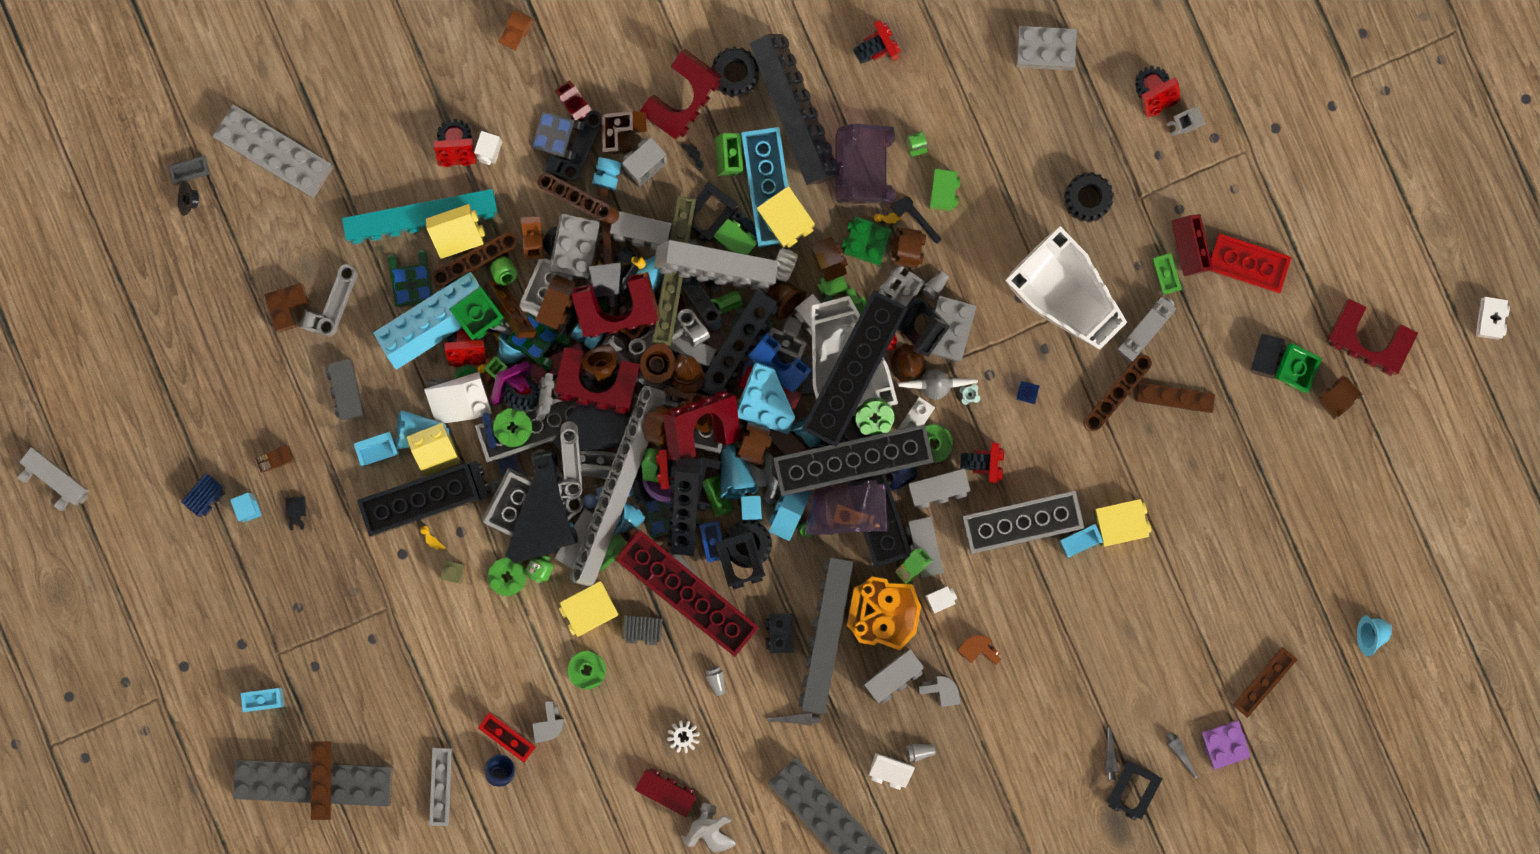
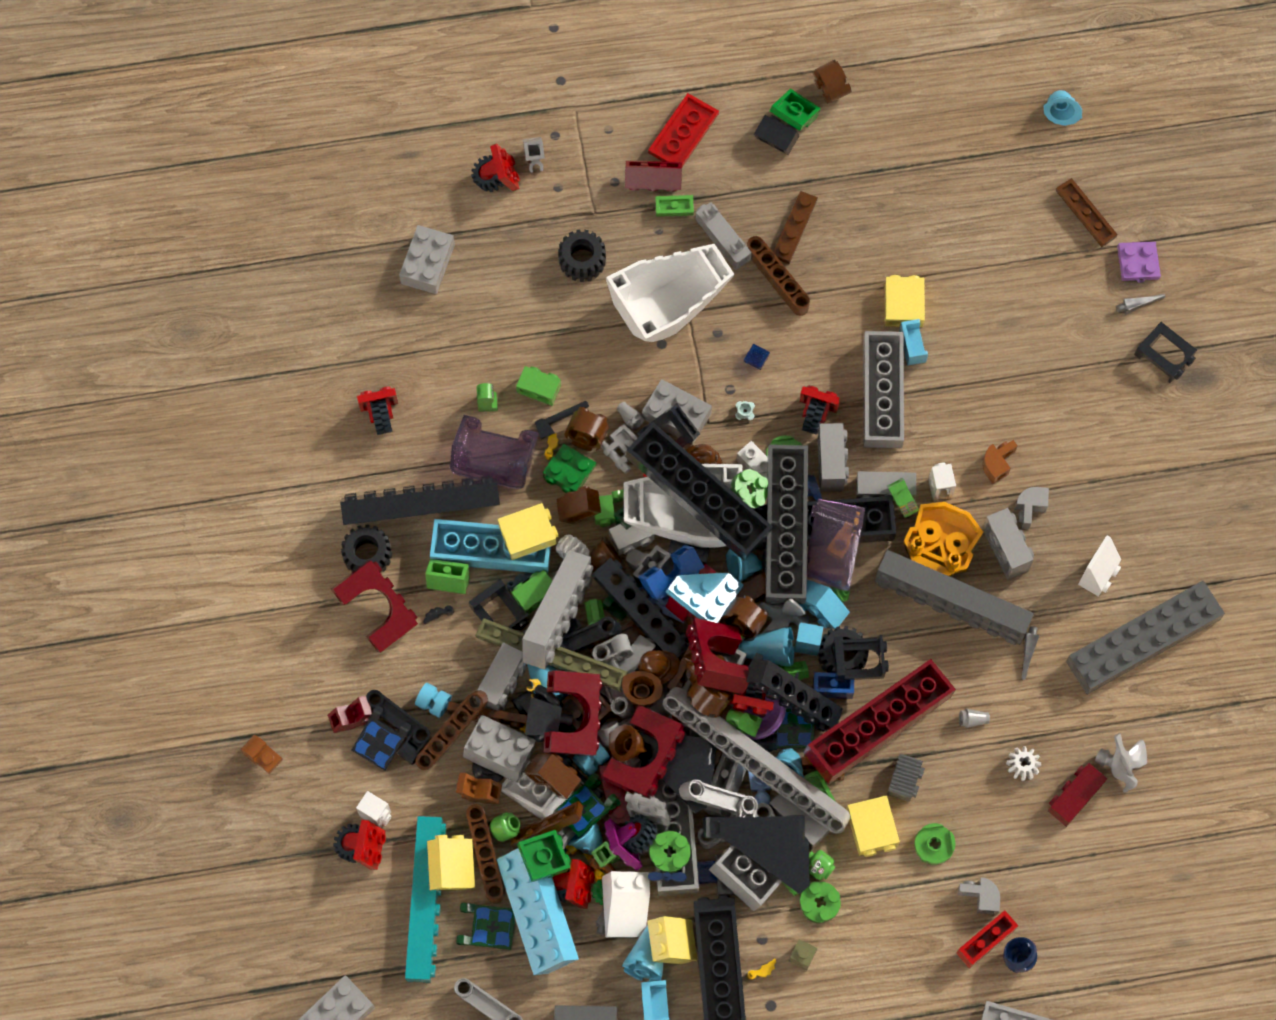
camera: 70 degrees left, 15 degrees down
(618, 129) = (390, 676): reddish brown brick -> none
(644, 161) = (432, 655): light grey brick -> none
(780, 633) = (940, 644): black brick -> none
(919, 751) = (1087, 542): light grey cone -> none
(936, 383) = (727, 437): light grey helmet -> none
(1110, 763) = (1133, 367): flat silver piece -> none
(1345, 337) = (775, 65): dark red arch -> none

